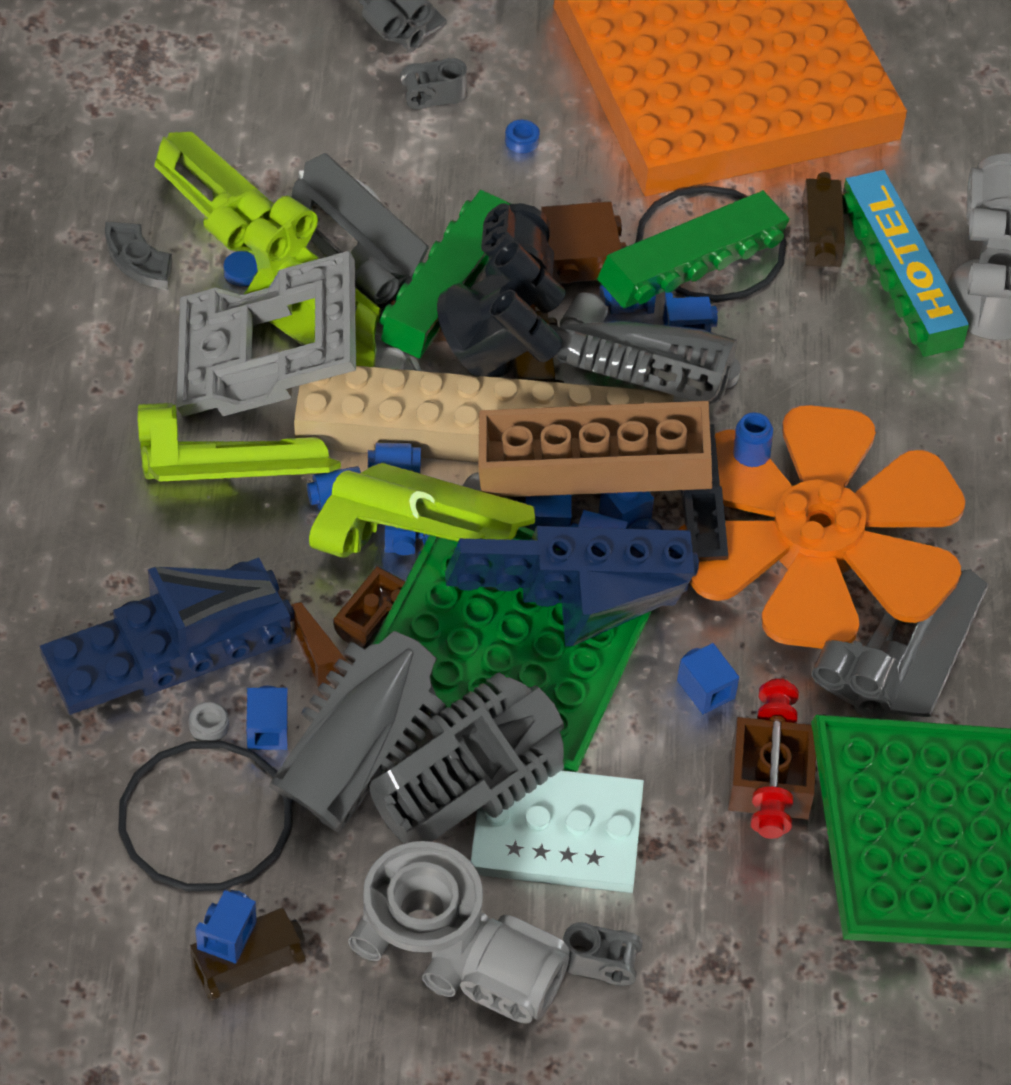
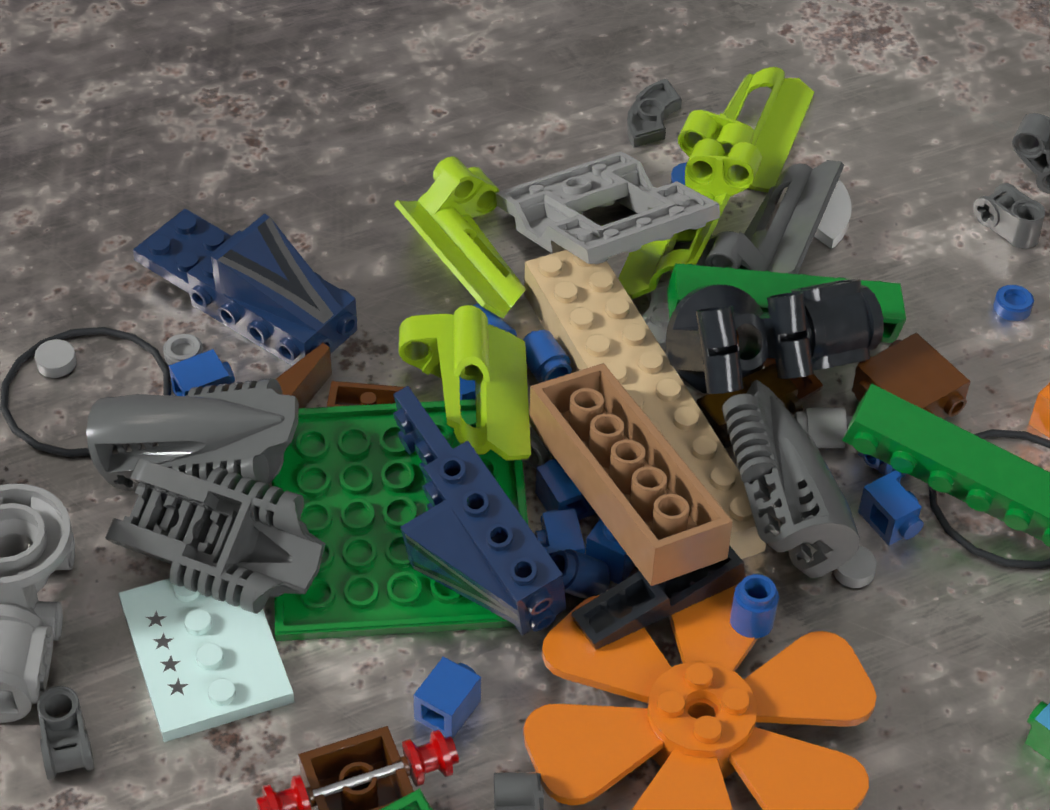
camera: 65 degrees right, 5 degrees down
(153, 823) = (55, 358): none -> light grey tile

